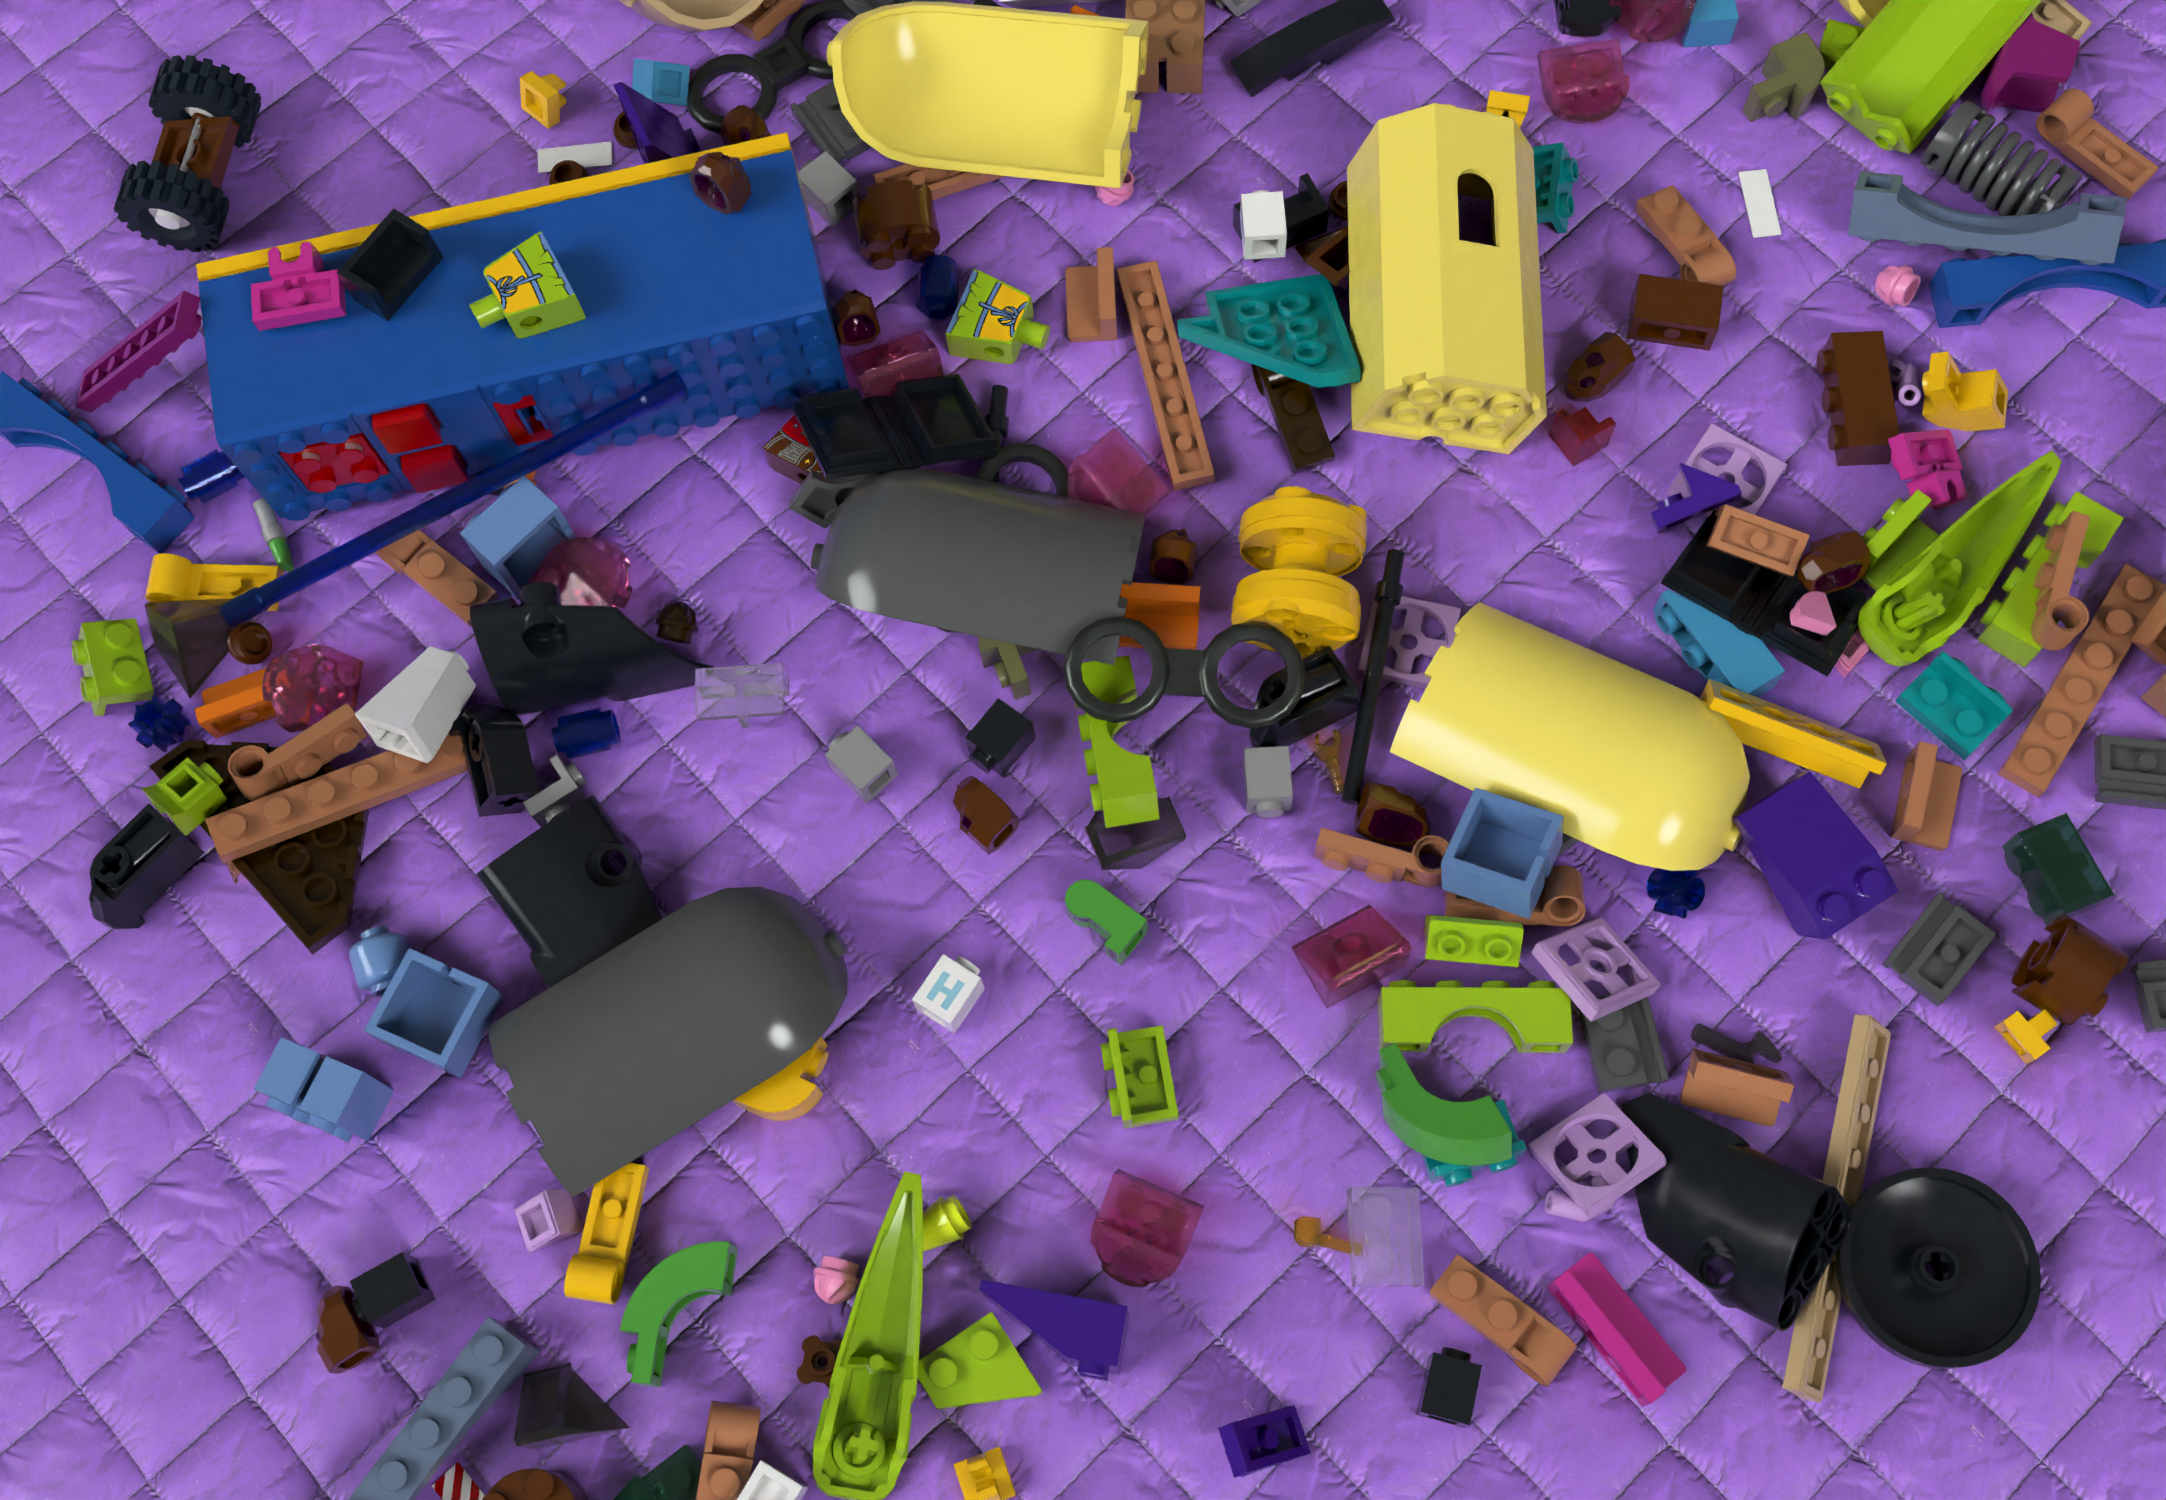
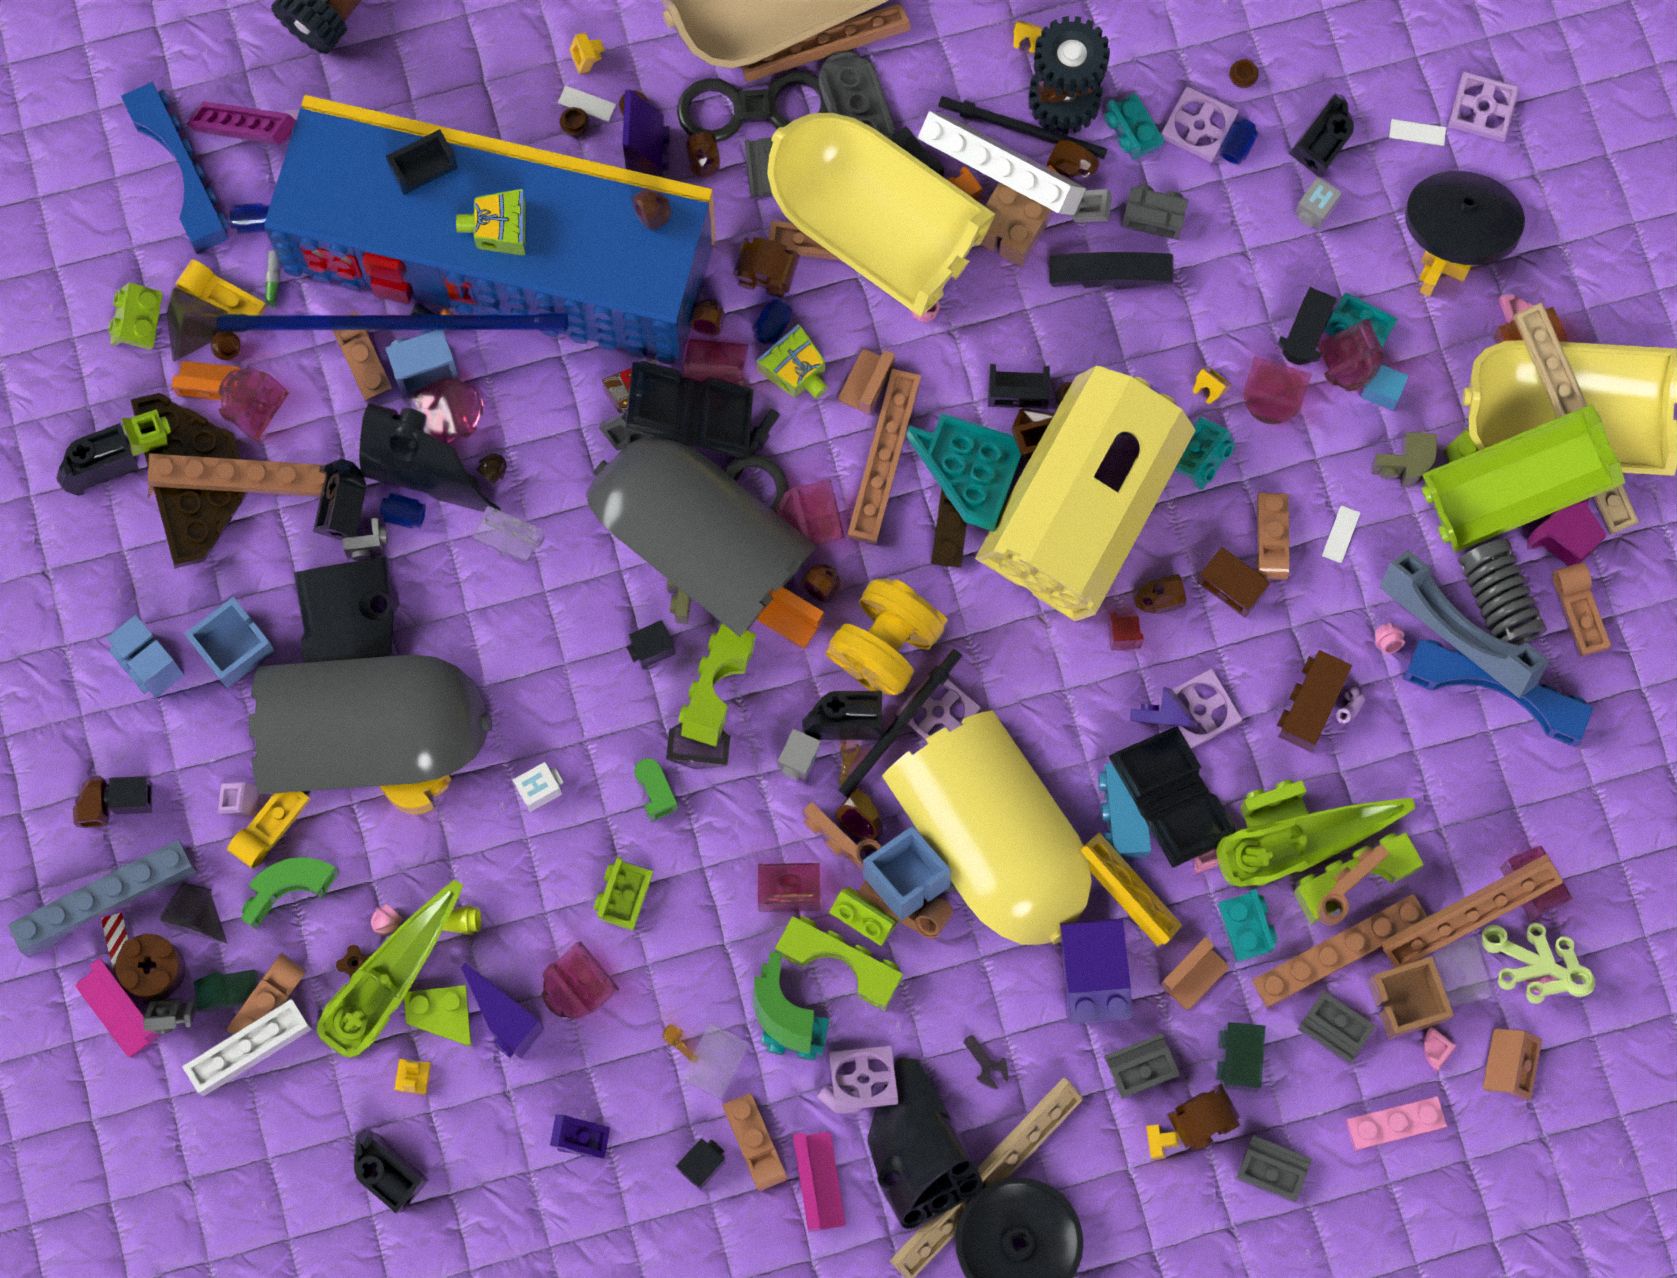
camera: 20 degrees right, 5 degrees up
(159, 723) = (151, 378): clear blue gear -> none
(296, 758) = (221, 441): nougat plate -> none
(298, 291) = (357, 150): dark pink plate -> none
(377, 958) = (212, 592): medium blue head -> none
(419, 705) = (310, 443): white slope -> none
(661, 81) = (667, 79): dark azure panel -> none
(828, 188) = (737, 214): light grey brick -> none
(860, 763) = (558, 616): light grey brick -> none
(984, 815) = (615, 688): reddish brown rock -> none
(1184, 672) = (778, 664): pearl dark grey bar -> none
(1263, 225) = (995, 390): white brick -> none
(1572, 977) = (945, 951): lavender piece -> none
(1625, 1048) = (921, 1021): dark grey plate -> none
(1675, 891) = (1003, 951): clear blue gear -> none
(1735, 1087) = (968, 1082): nougat panel -> none
(1757, 540) = (1184, 760): nougat panel -> none
(1813, 613) = (1188, 824): bright pink tile -> none
(1834, 562) = (1221, 799): reddish brown rock -> none
(1932, 464) = (1327, 768): dark pink plate -> none
(1963, 399) = (1379, 735): yellow brick -> none

